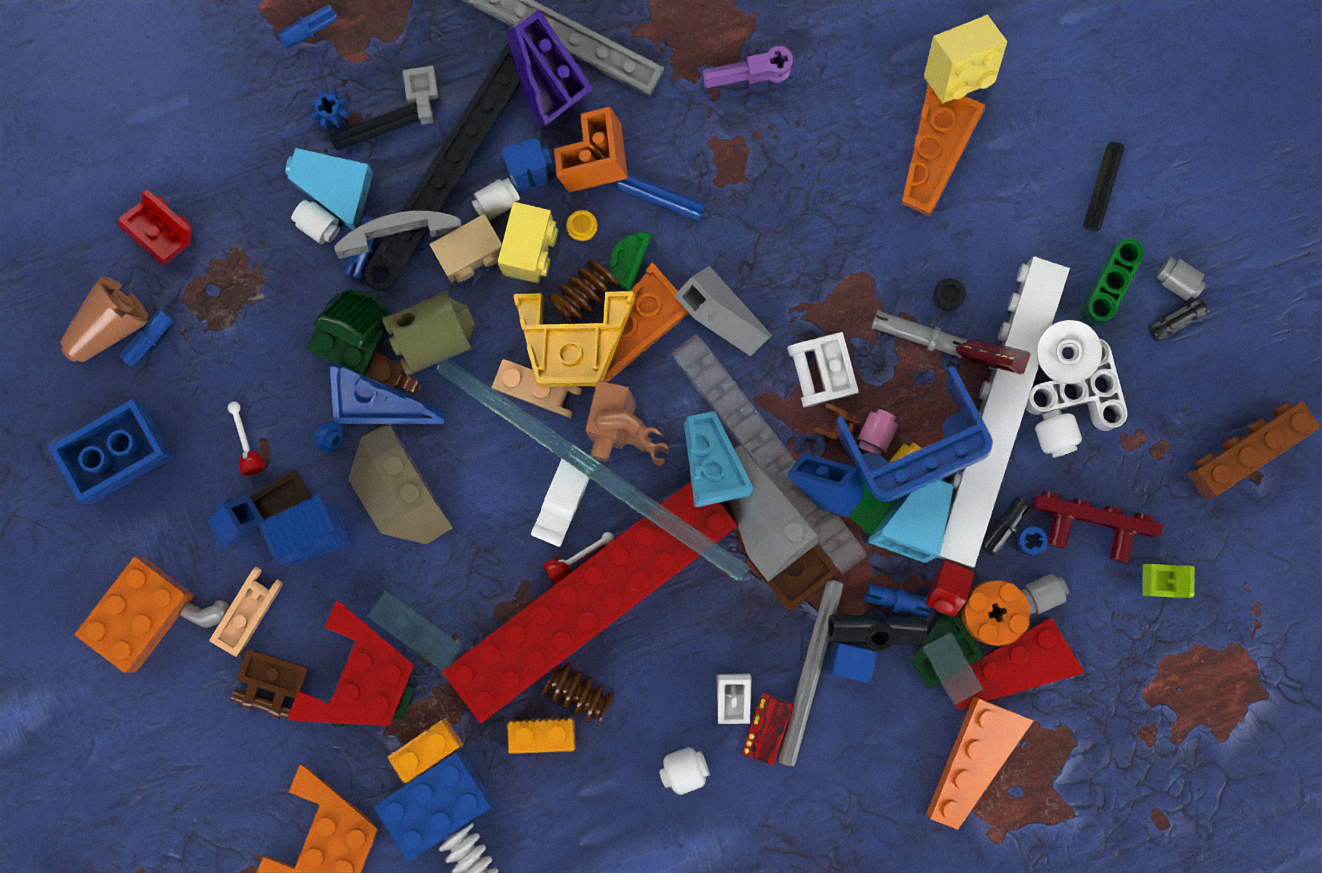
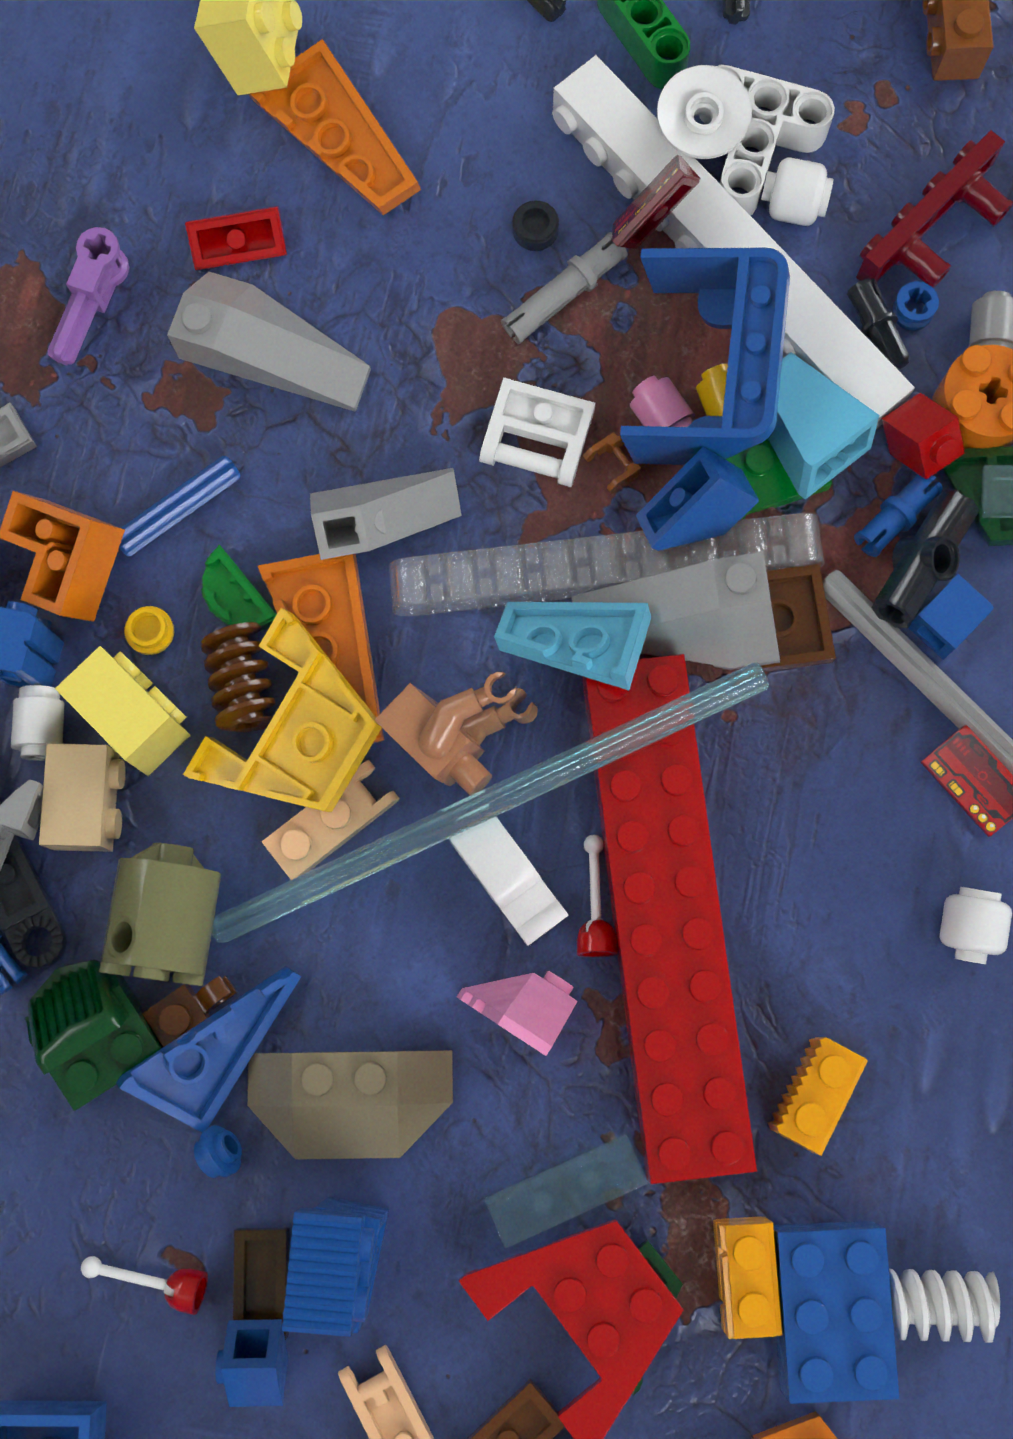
camera: 55 degrees left, 5 degrees down
(492, 551) = (525, 1006): none -> bright pink wedge
(579, 693) = (789, 1005): reddish brown piece -> none
(733, 698) = (908, 799): white slope -> none
(785, 174) = (257, 338): none -> light grey wedge
(838, 129) = (236, 238): none -> red slope

